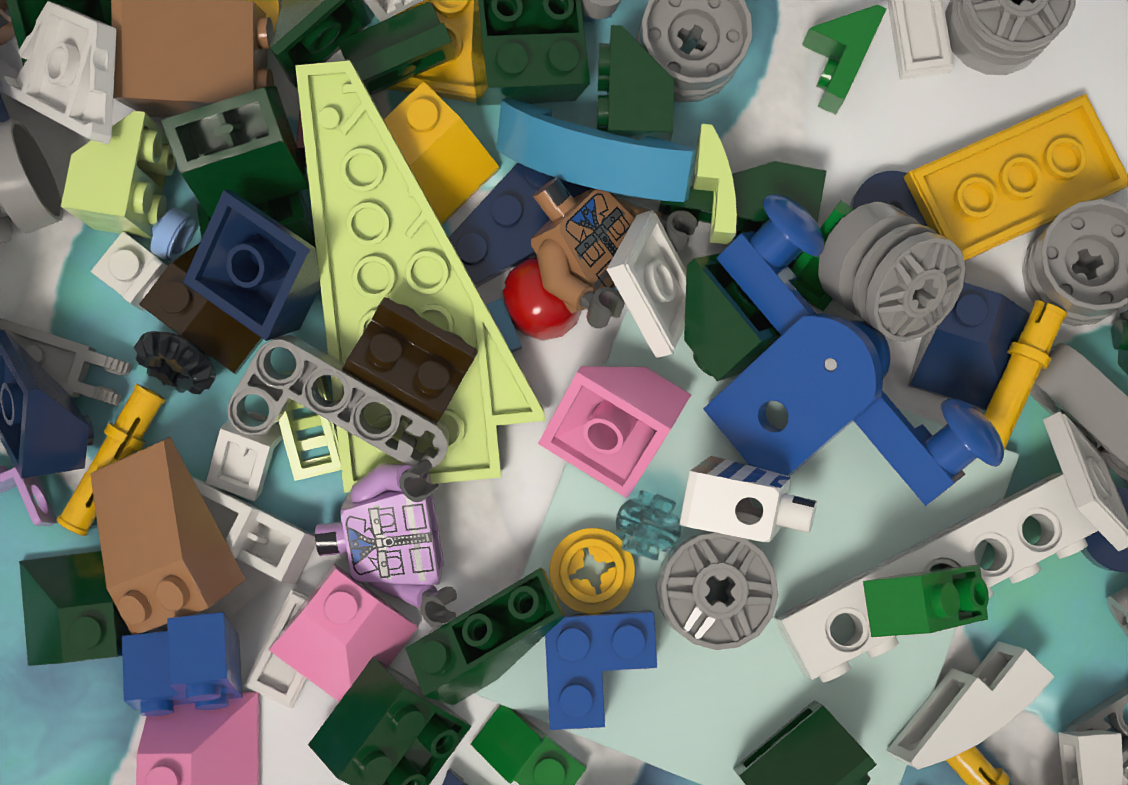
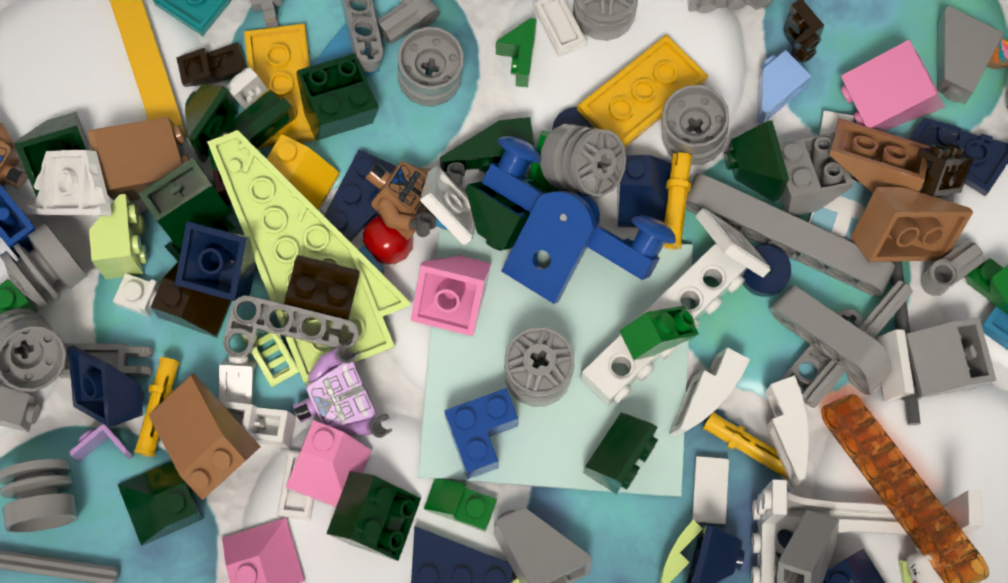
camera: 20 degrees left, 10 degrees down
(172, 234) = (156, 265): light blue tile -> none
(175, 361) = (189, 338): black gear -> none
(184, 665) = (239, 508): blue brick -> none
(485, 640) = (413, 437): dark green slope -> none
(579, 593) = (468, 368): yellow gear -> none
(594, 157) = (392, 145): dark azure slope -> none
(637, 90) = (407, 110): dark green slope -> none
(648, 525) = (489, 344): clear light blue gear -> none
(714, 174) = (465, 137): yellowish green slope -> none
(721, 501) = (528, 309): white torso -> none

